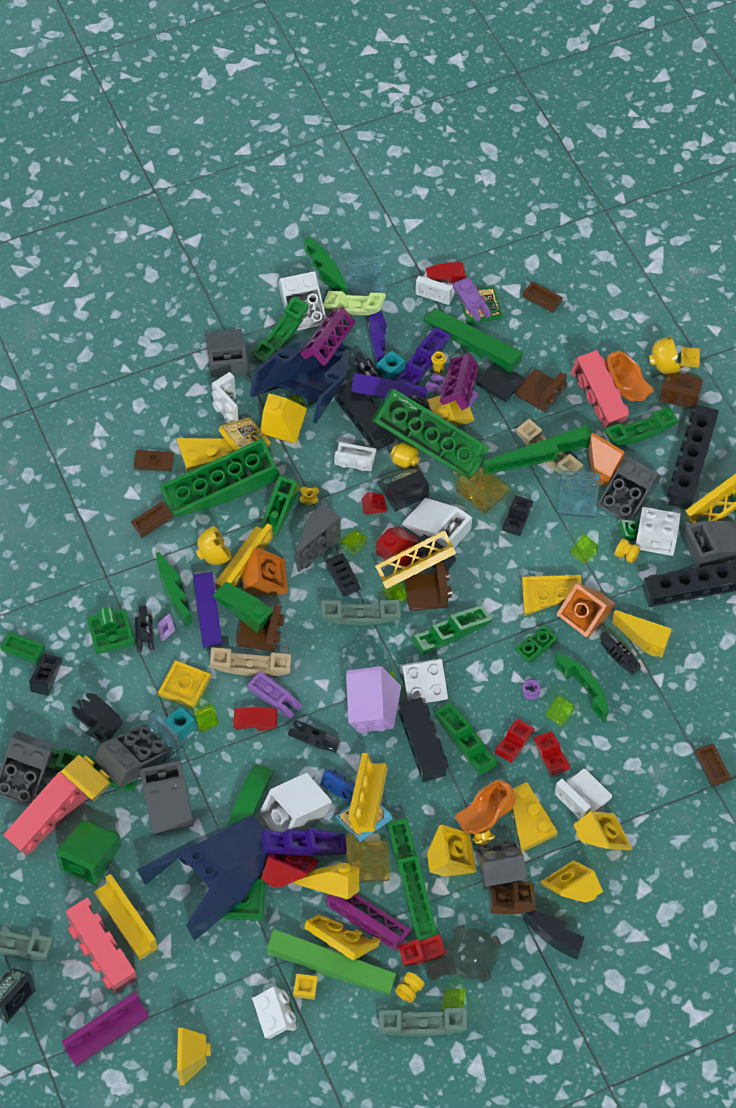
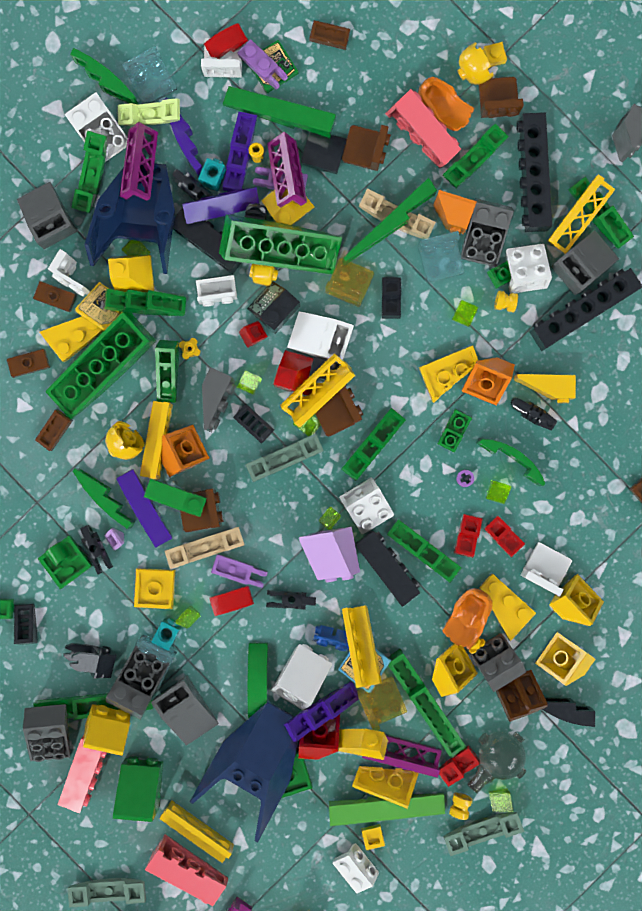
camera: 20 degrees left, 30 degrees up
(203, 417) = (54, 296): none -> reddish brown plate
(285, 446) = (145, 303): none -> green slope

